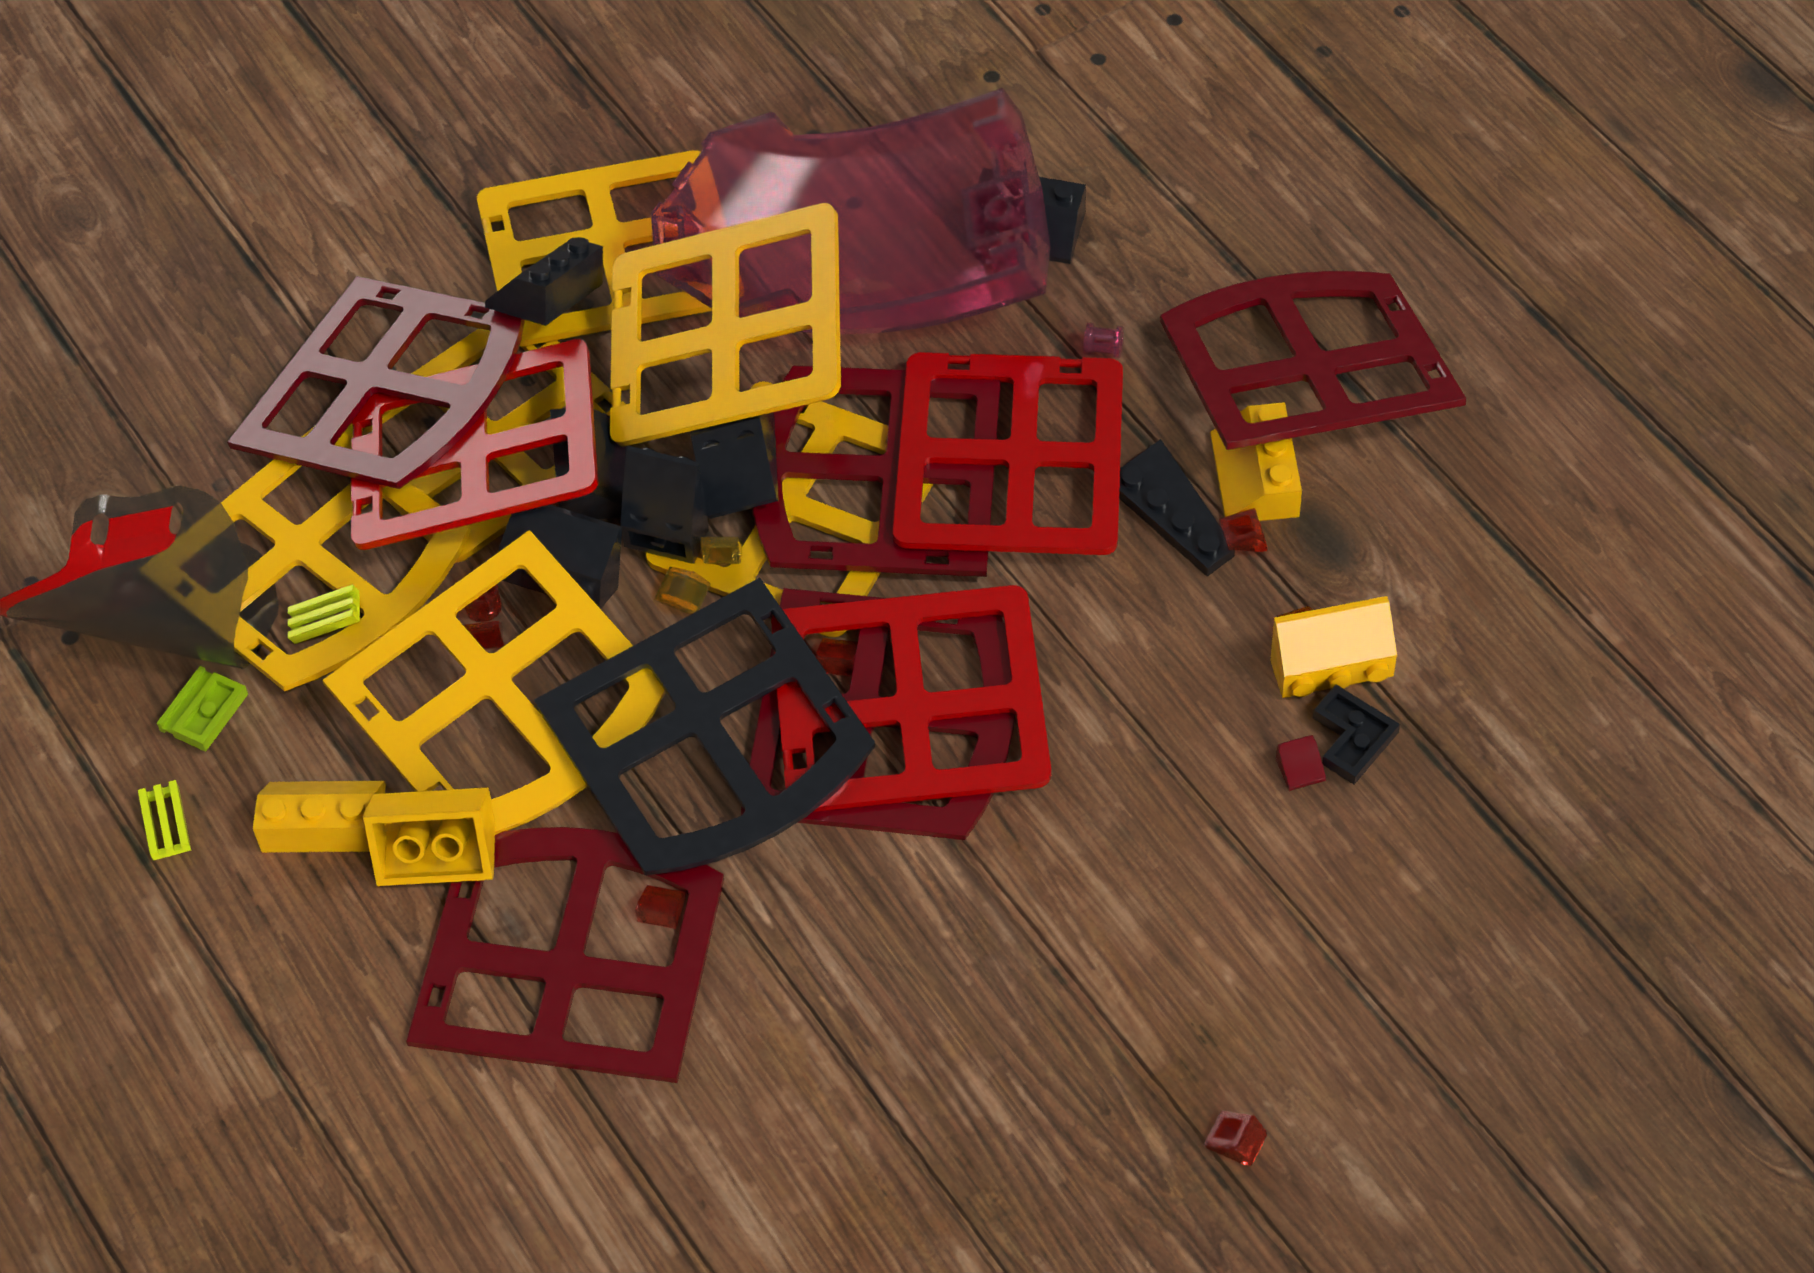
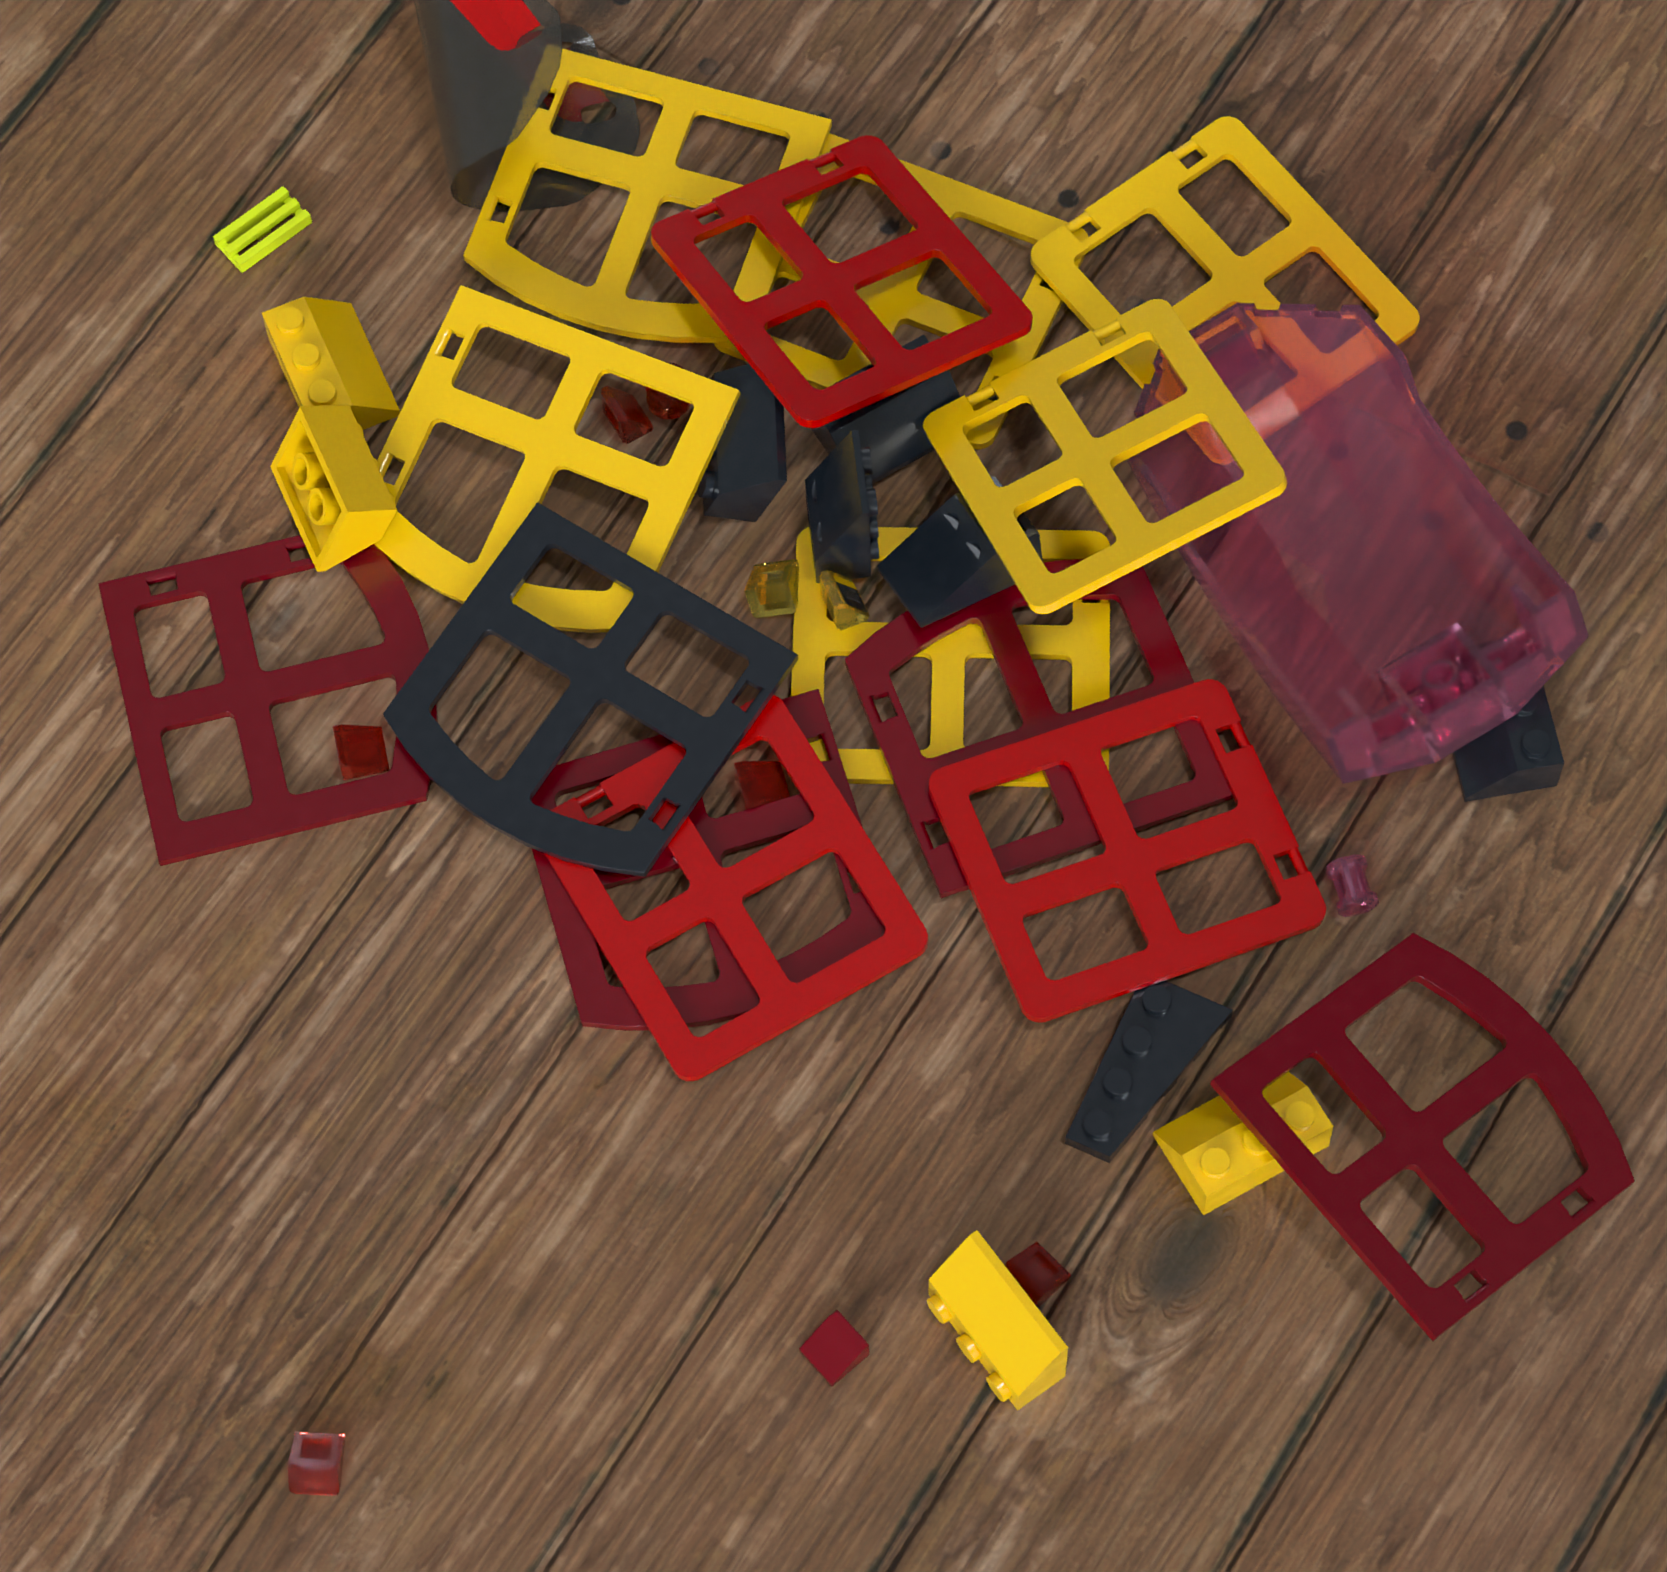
camera: 65 degrees right, 10 degrees up
(202, 708) = (406, 195): lime plate -> none
(323, 609) = (561, 231): neon yellow tile -> none
(376, 375) = (899, 137): window -> none
(552, 283) = (1104, 251): black slope -> none
(1244, 532) = (1137, 1159): clear red slope -> none
(1361, 729) = (905, 1404): black plate -> none

